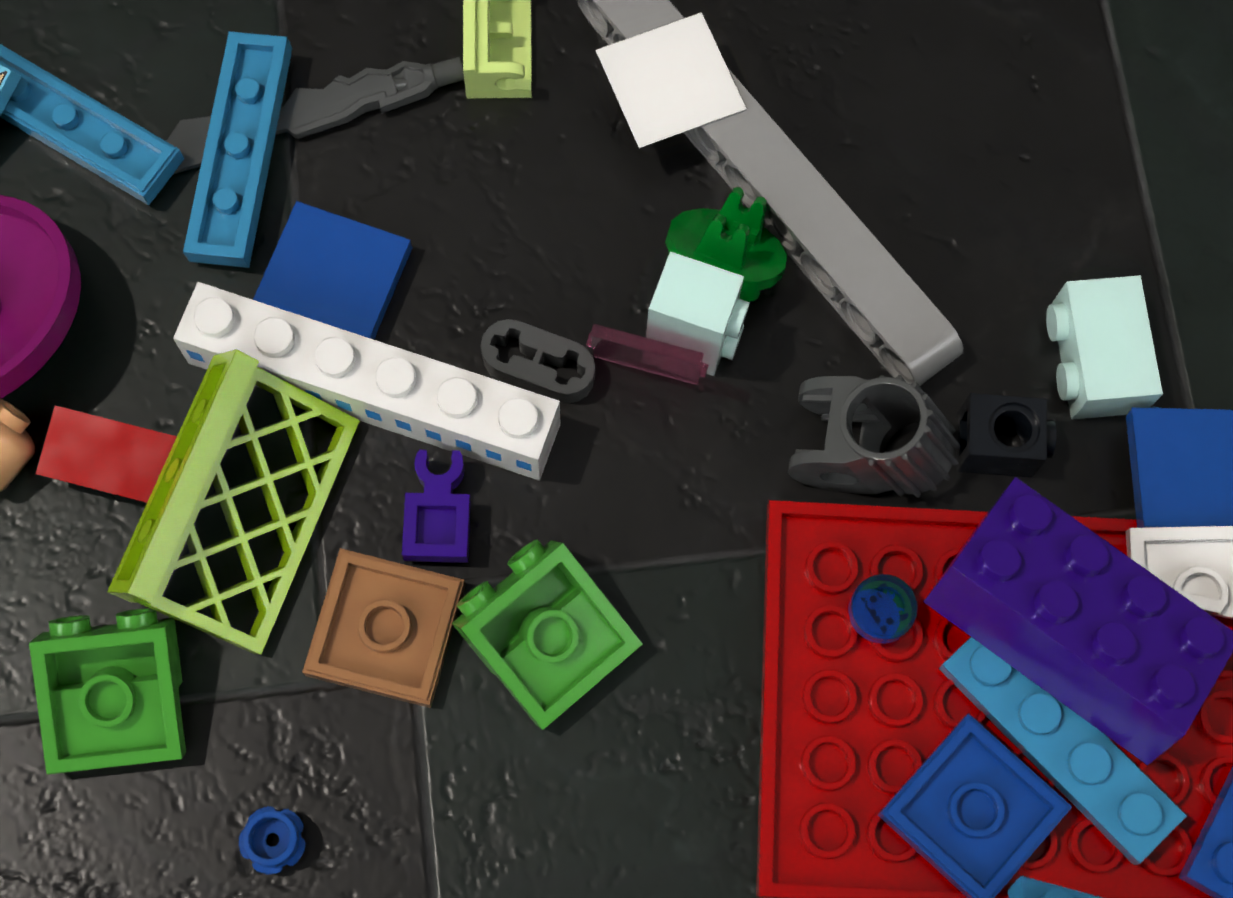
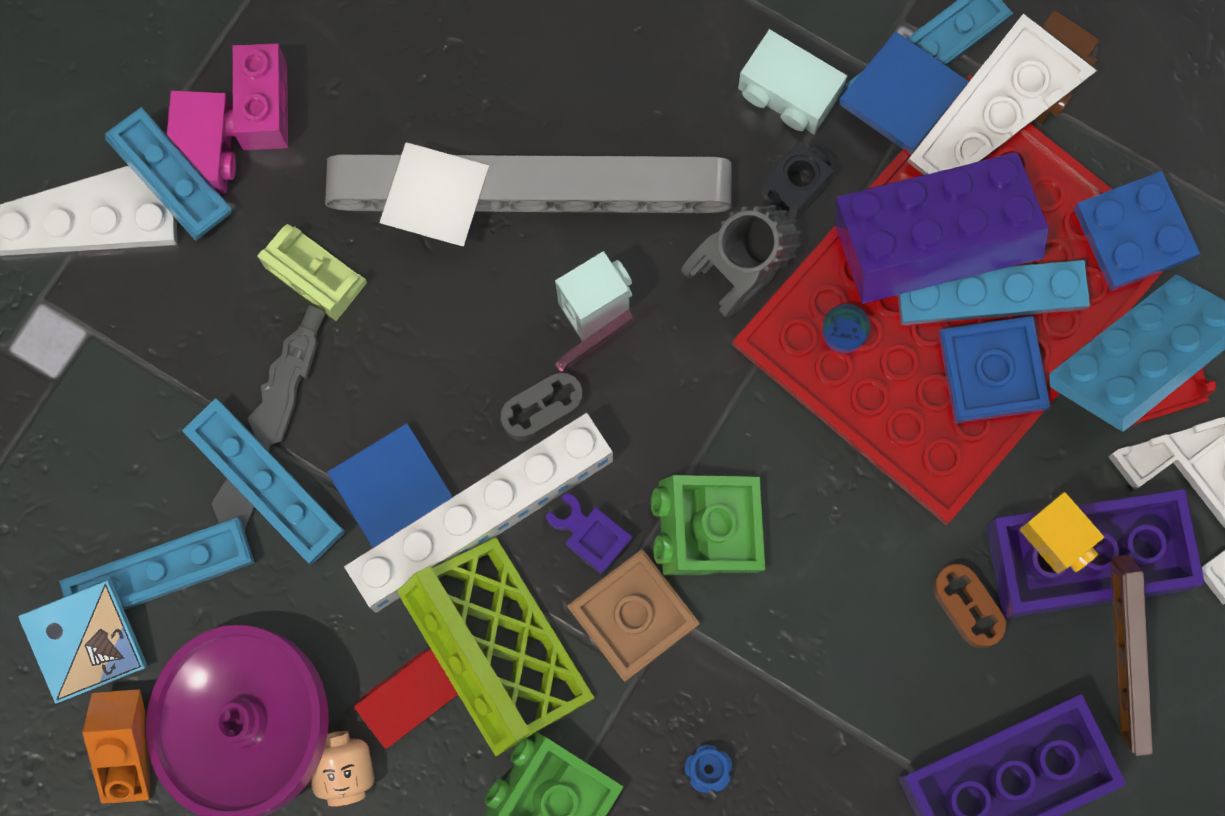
camera: 45 degrees left, 5 degrees up
(731, 241) = (562, 242): green plate -> none

